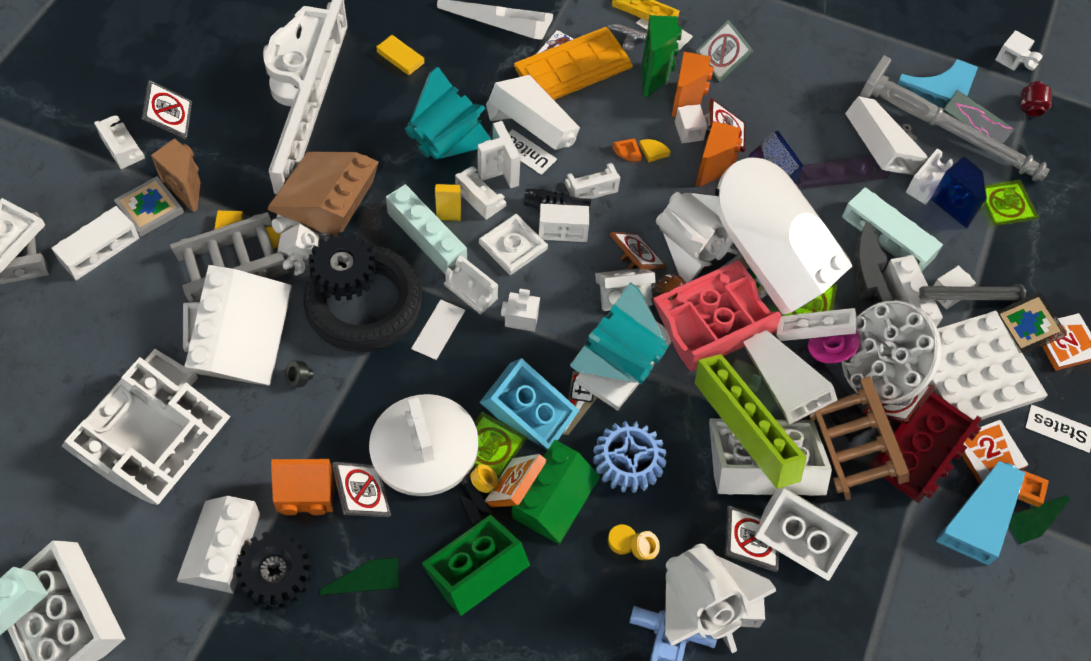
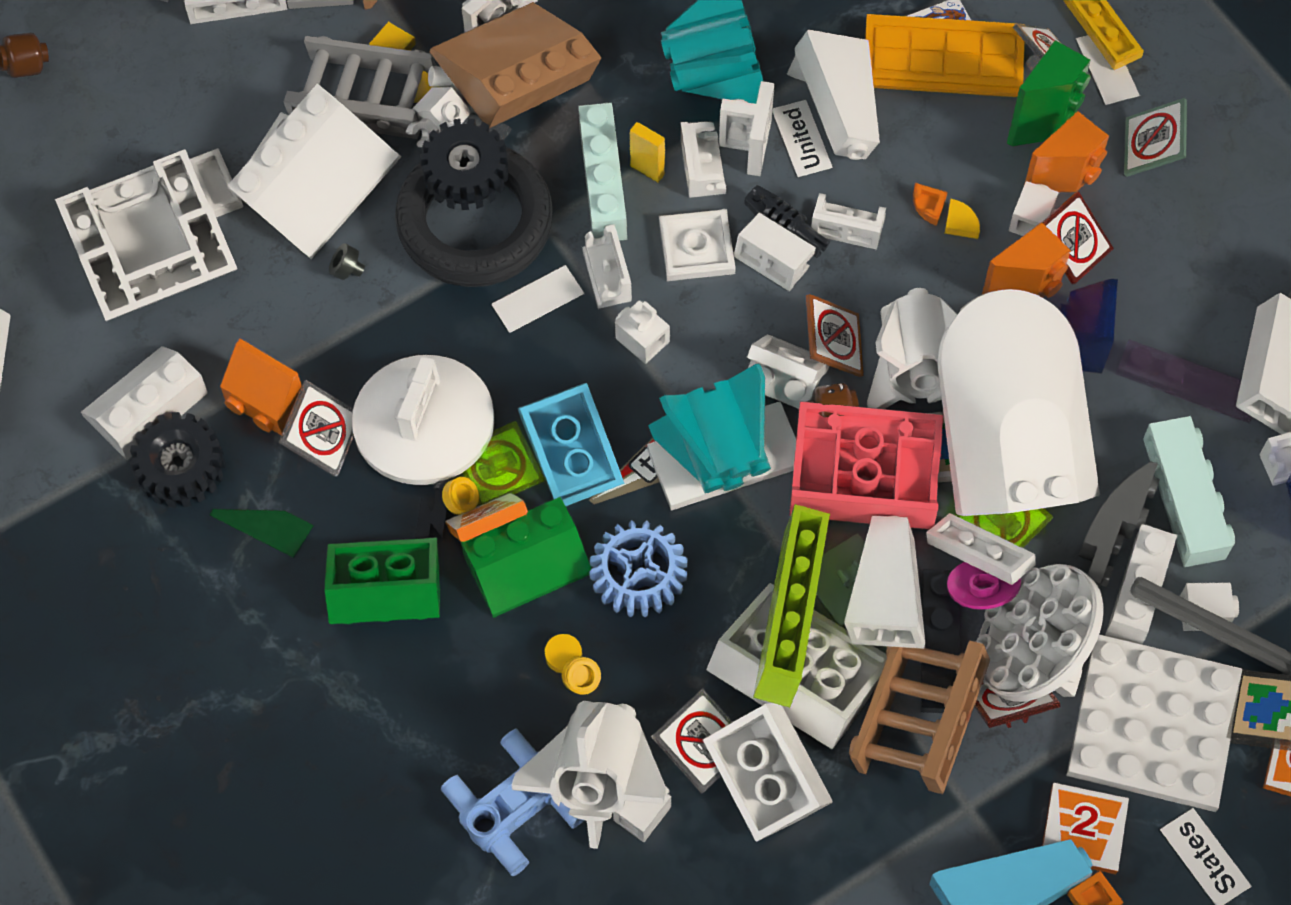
camera: 40 degrees right, 5 degrees up
(929, 445) = (1009, 769): dark red bracket -> none

